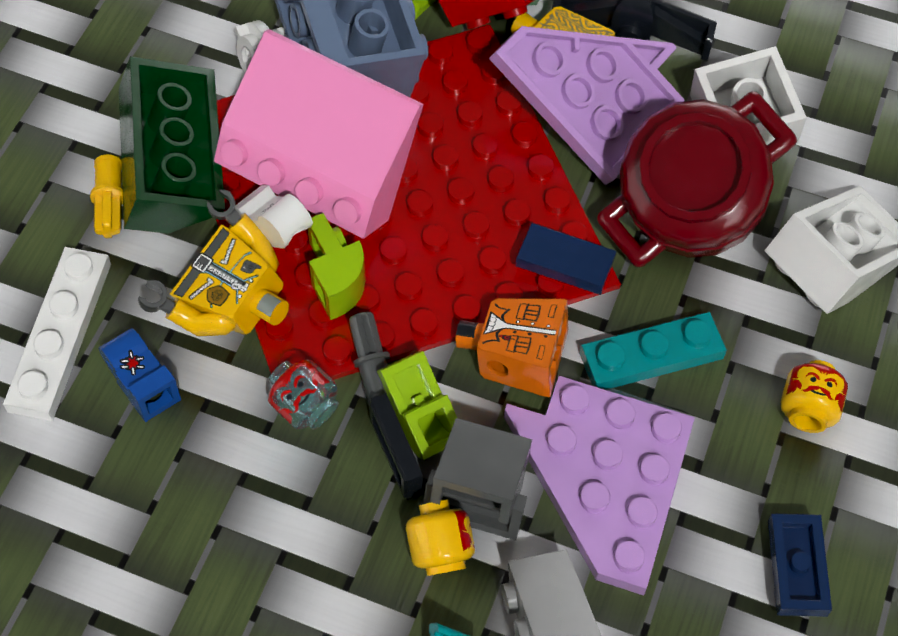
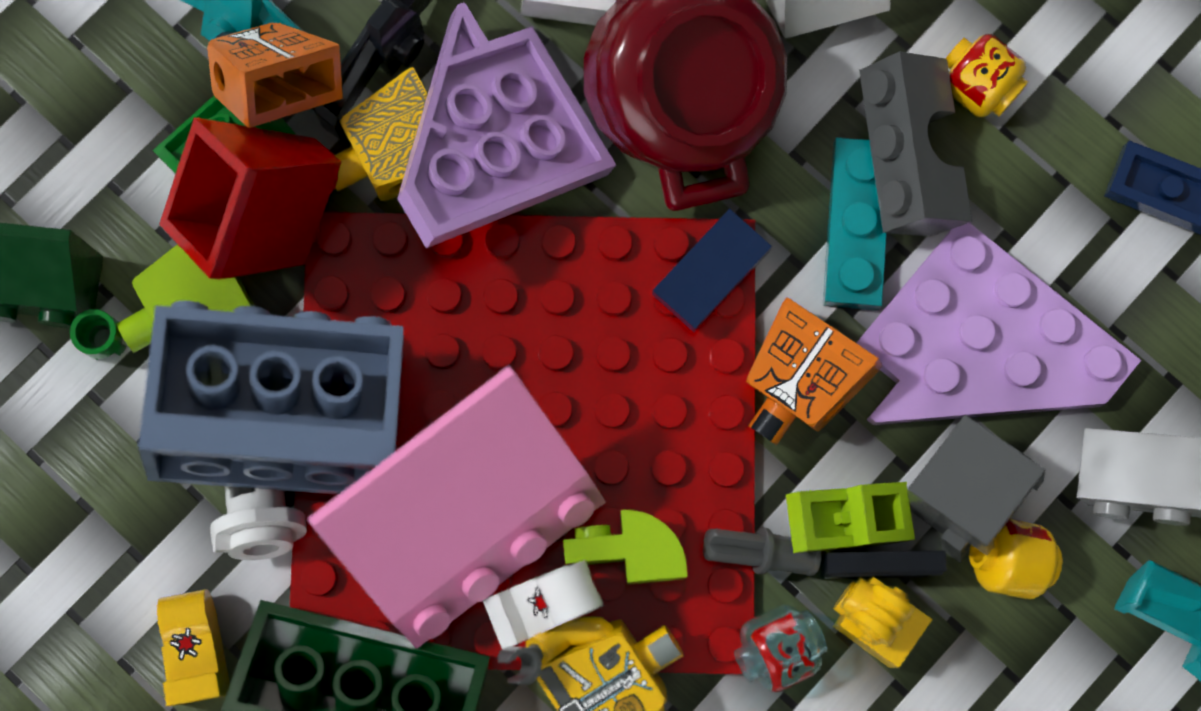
camera: 65 degrees left, 20 degrees up
(180, 44) = (191, 648): none -> yellow leg
(350, 451) = (880, 620): none -> yellow brick
(696, 368) = (913, 185): none -> dark grey arch

